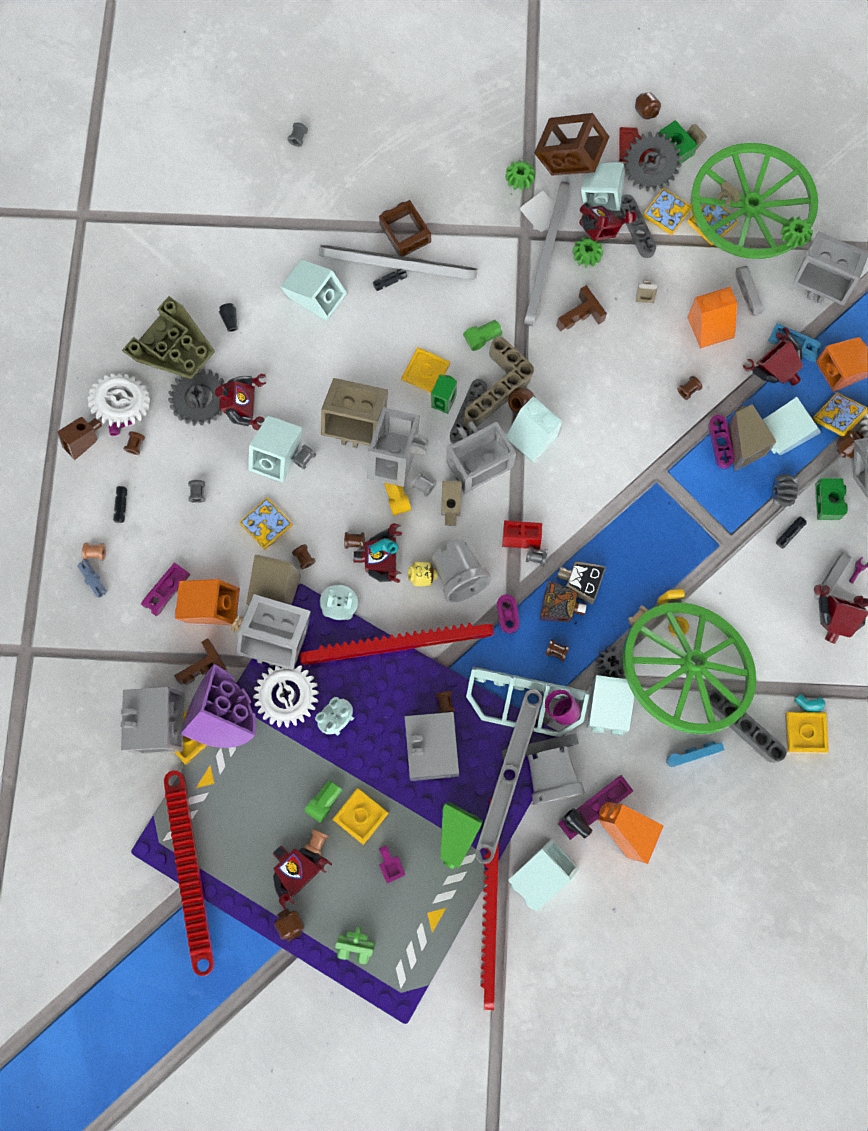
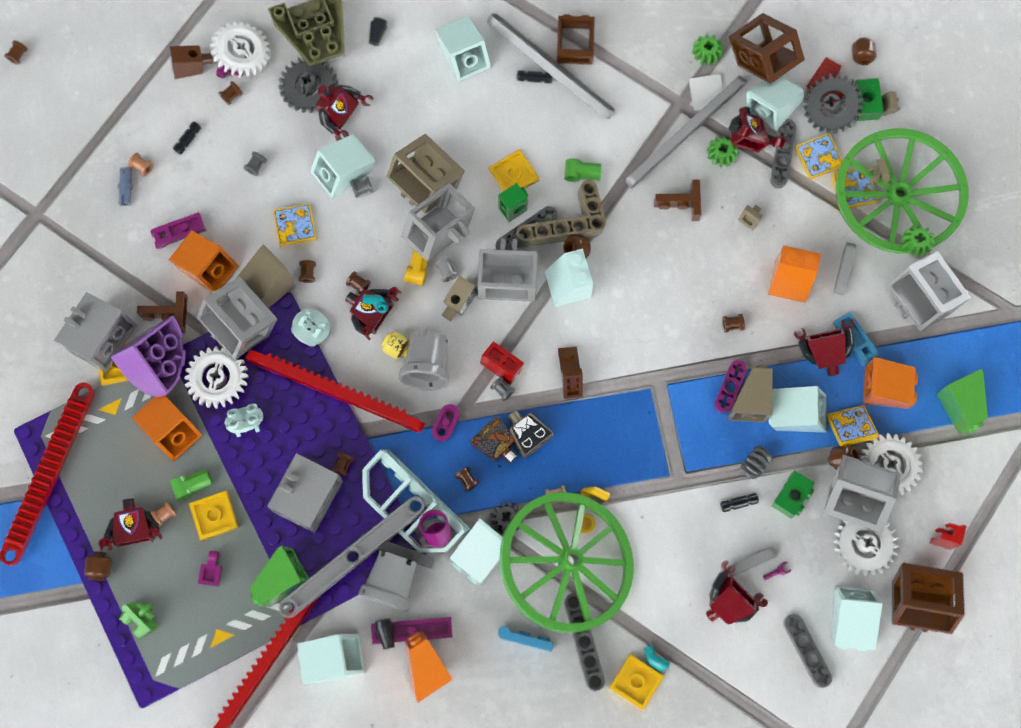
camera: 30 degrees right, 0 degrees up
(269, 764) = (167, 426): none -> orange slope
(589, 510) = (570, 372): none -> reddish brown bracket

